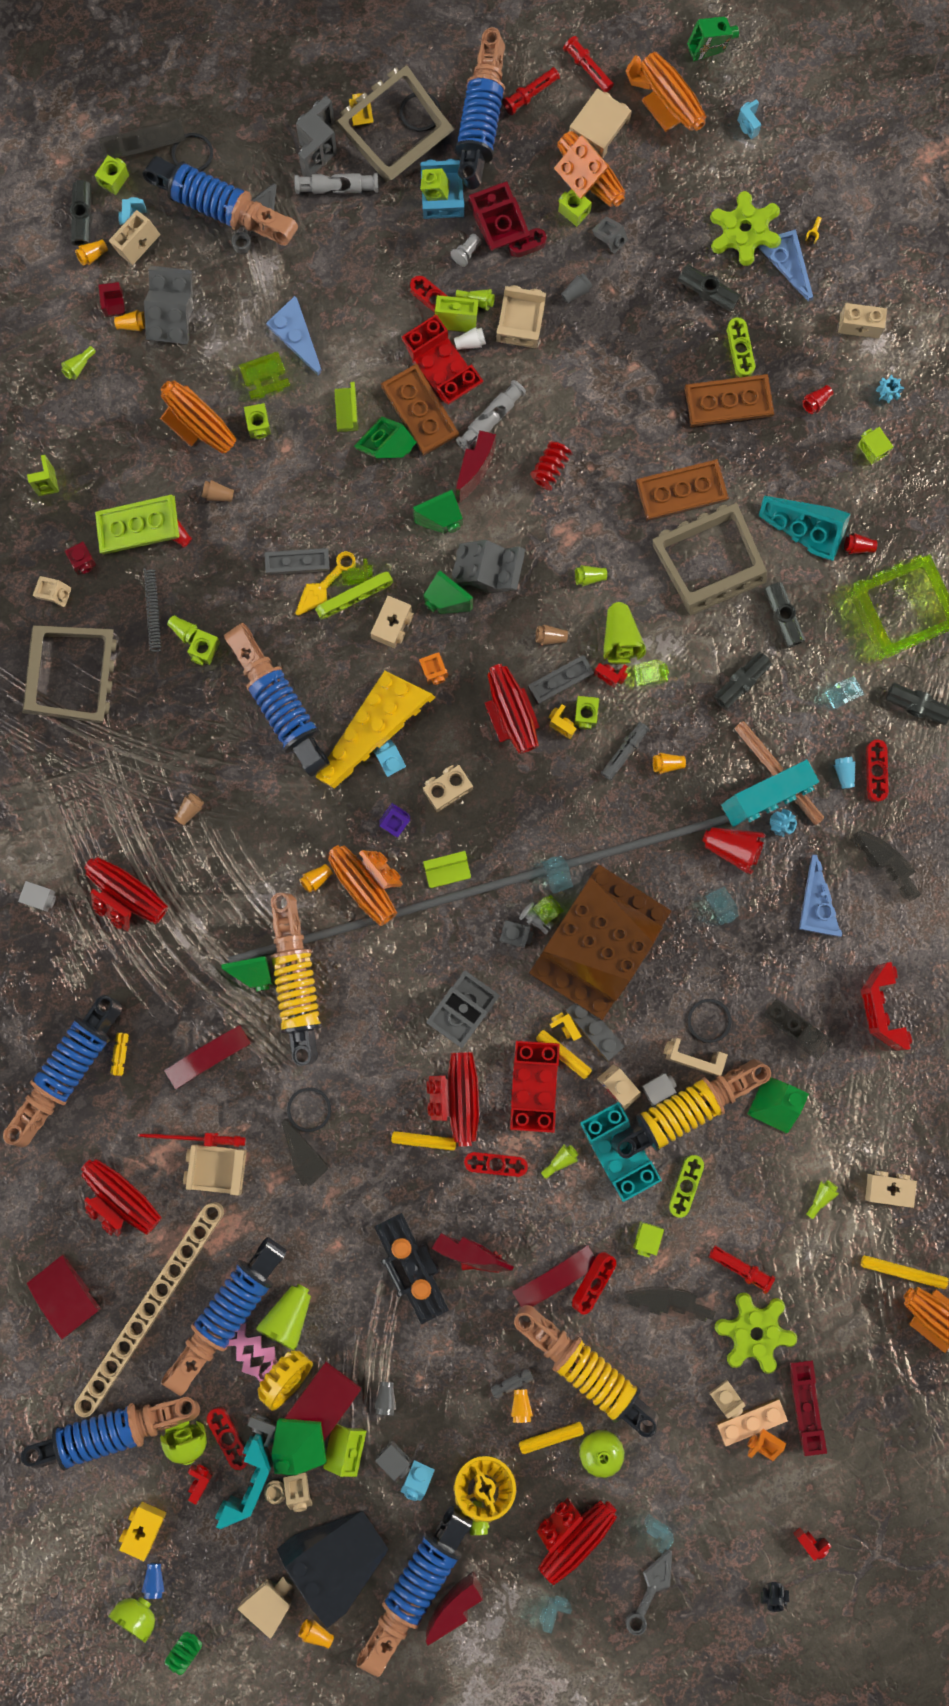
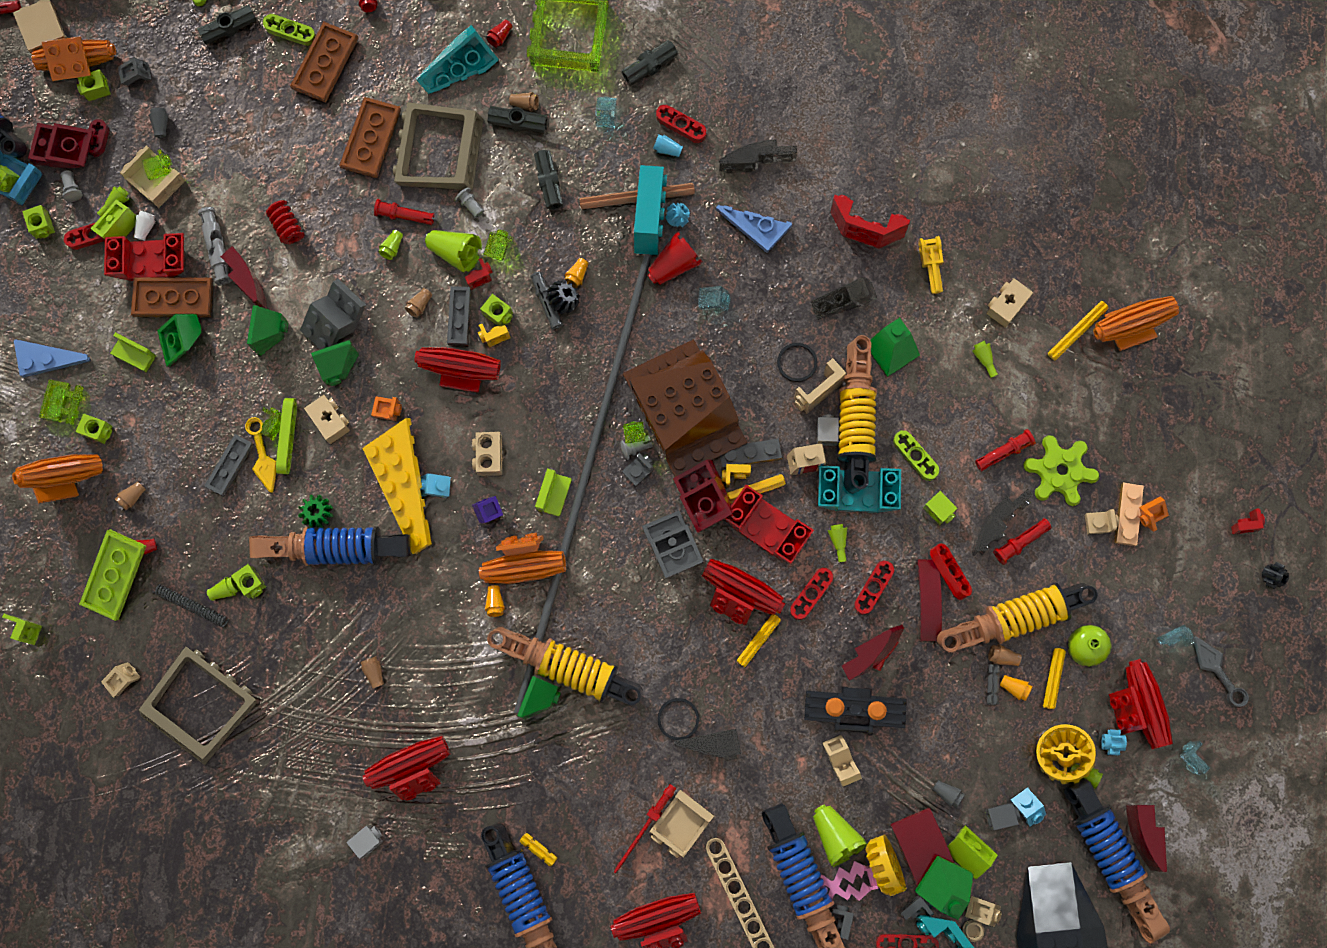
camera: 50 degrees left, 5 degrees down
(80, 558) = (109, 639): dark red bracket -> none
(207, 1056) = (585, 777): dark red slope -> none
(212, 1370) = (844, 924): none -> dark grey bracket
(293, 663) = (317, 519): none -> green gear
(358, 1282) = (841, 760): none -> tan slope
(415, 236) = (33, 217): none -> lime brick
(523, 1528) = (1114, 742): none -> medium azure gear
(526, 1010) = (703, 495): none -> dark red slope
(533, 315) = (157, 165): none -> clear neon green bracket
(543, 1377) = (1003, 656): none -> medium nougat cone
(553, 1213) = (886, 578): none -> red beam
(557, 874) = (611, 408): clear light blue bracket -> none
(624, 557) = (395, 211): none -> red pin
(636, 764) = (563, 296): none -> black gear
(656, 1330) = (1015, 546): none -> red pin
(675, 621) = (469, 202): none -> light grey pin
(807, 611) = (526, 101): none -> medium nougat cone
(807, 1408) = (1141, 465): dark red slope -> none
(889, 1089) = (932, 258): none -> yellow connector

